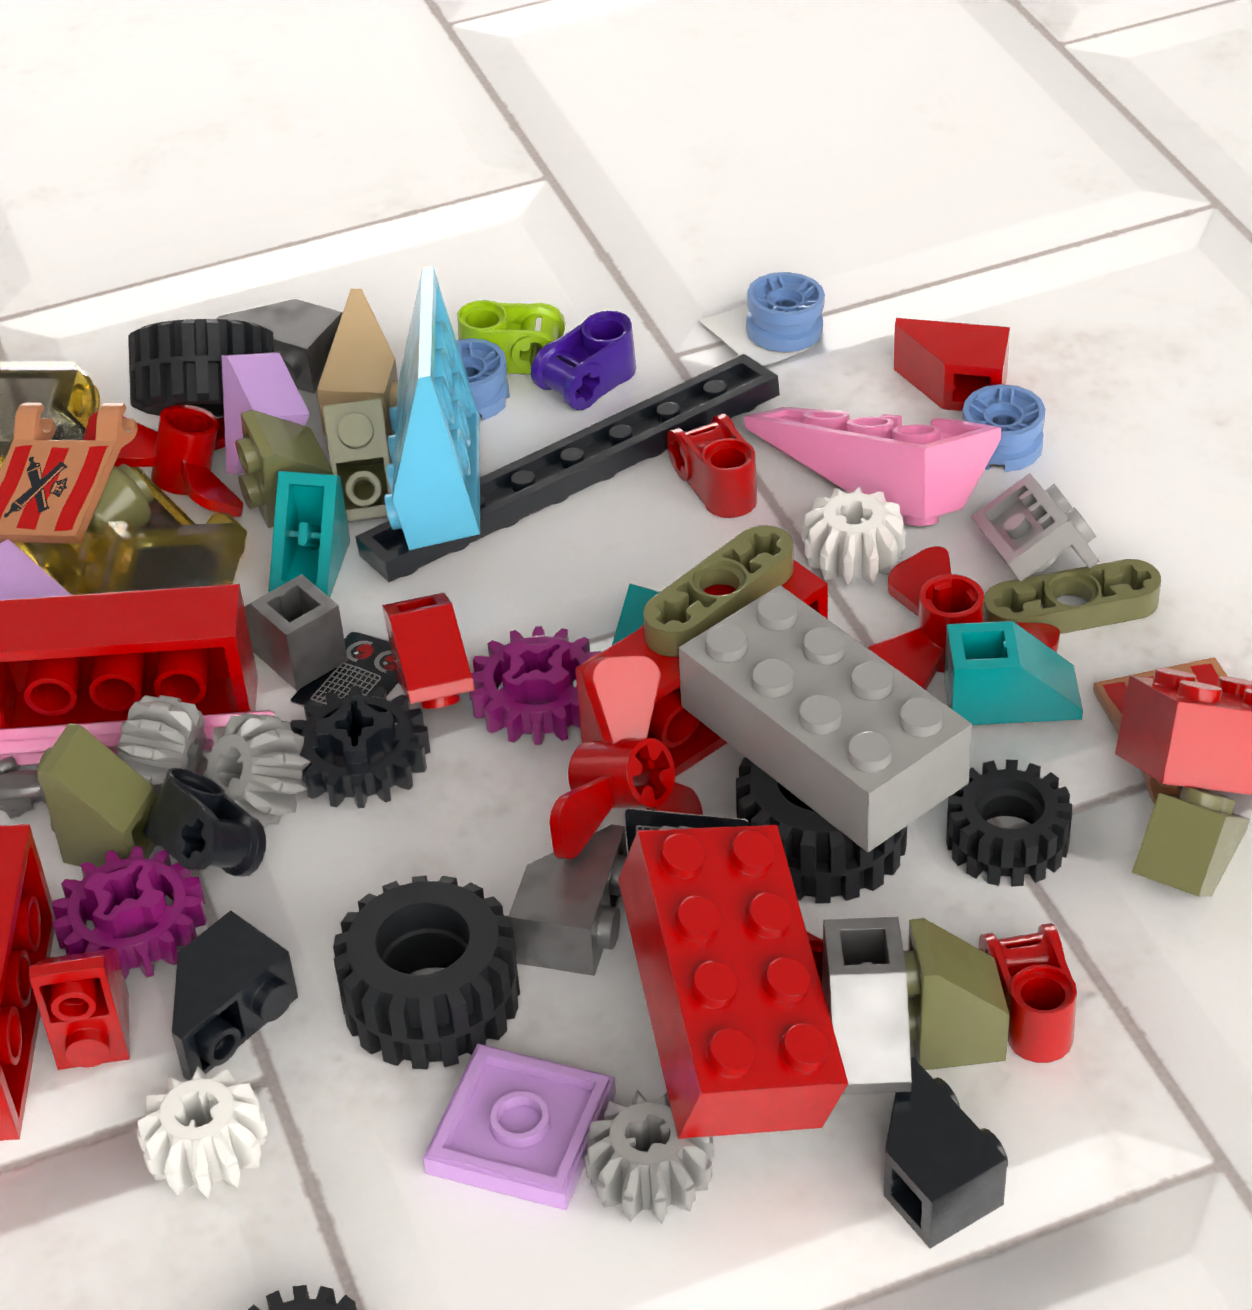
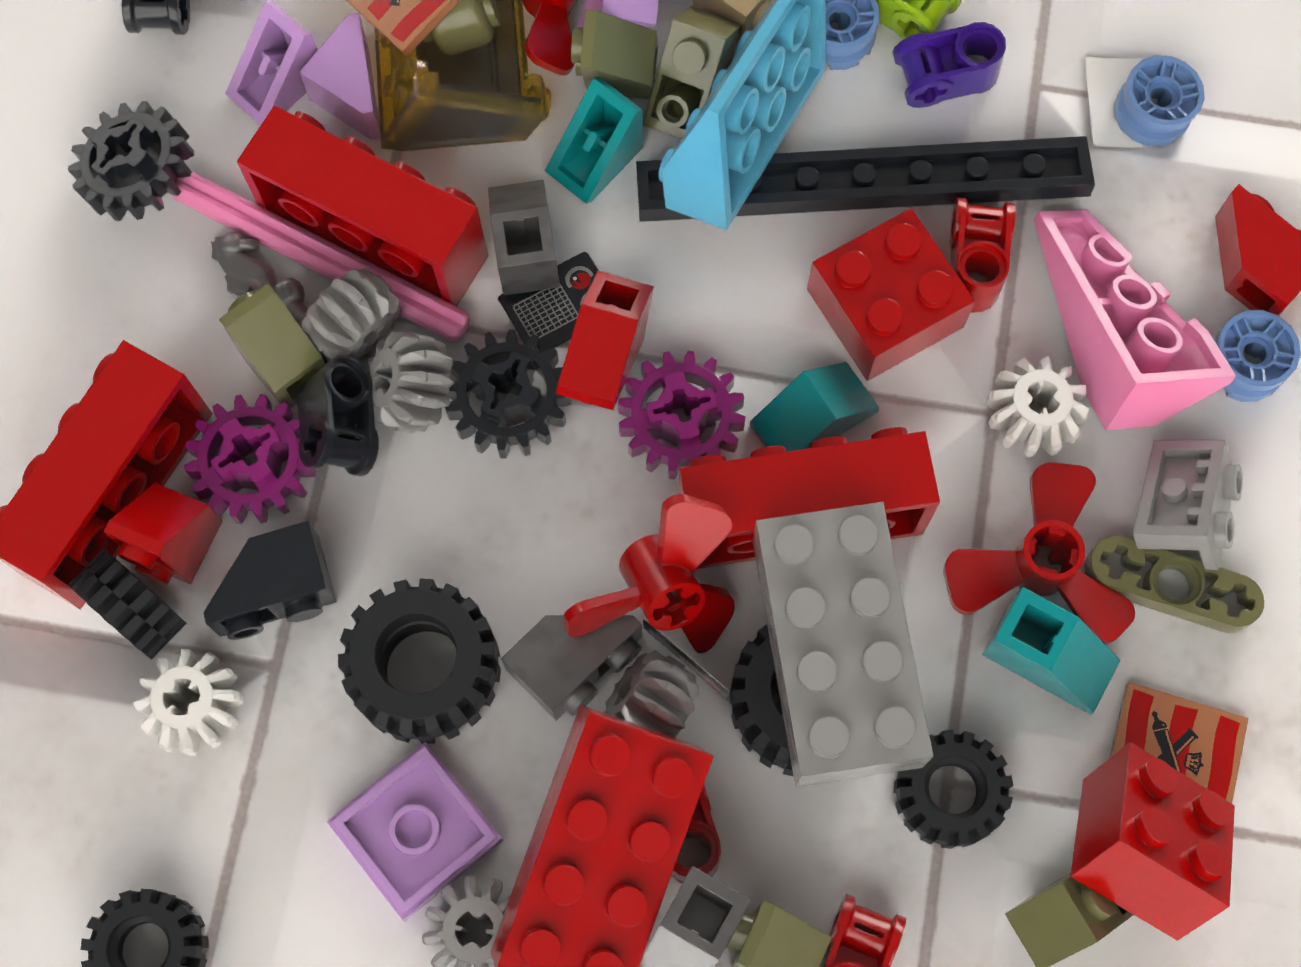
camera: 30 degrees right, 30 degrees up
(82, 1069) = (127, 604): none -> black tyre
(658, 516) = (889, 294): none -> red brick
(749, 562) = (889, 465): olive beam -> none

